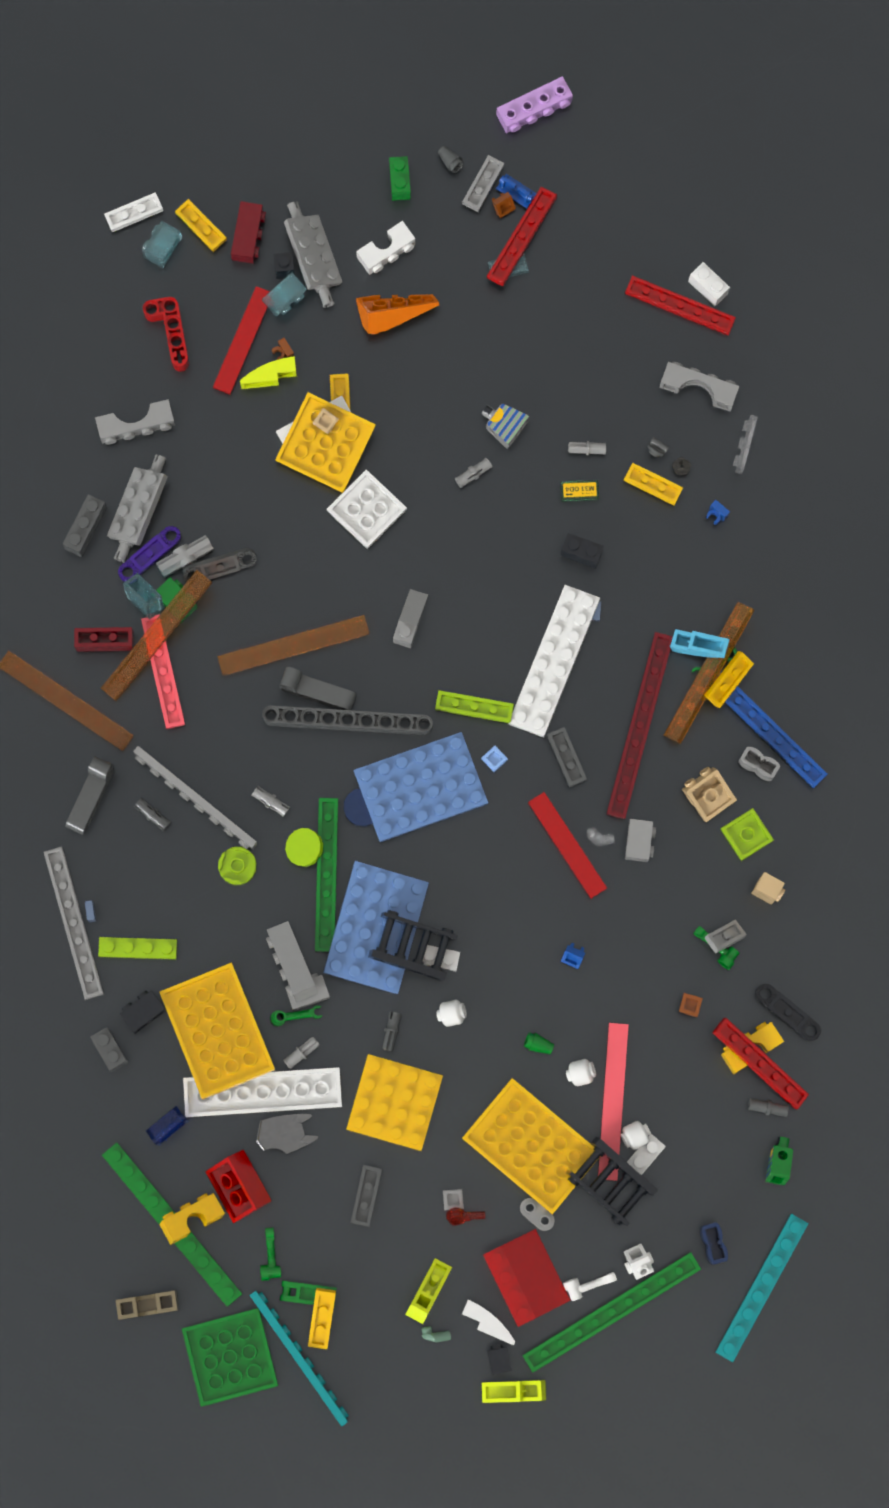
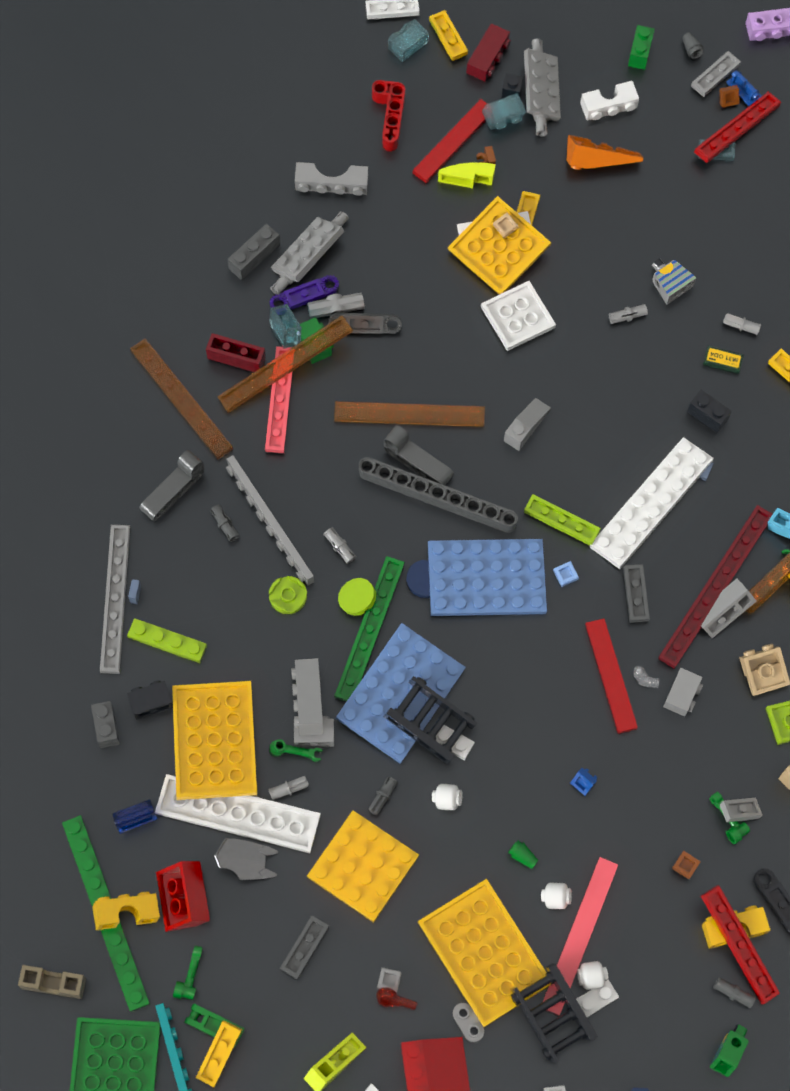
camera: 20 degrees right, 10 degrees down
(657, 743) = (728, 606): none -> light grey slope

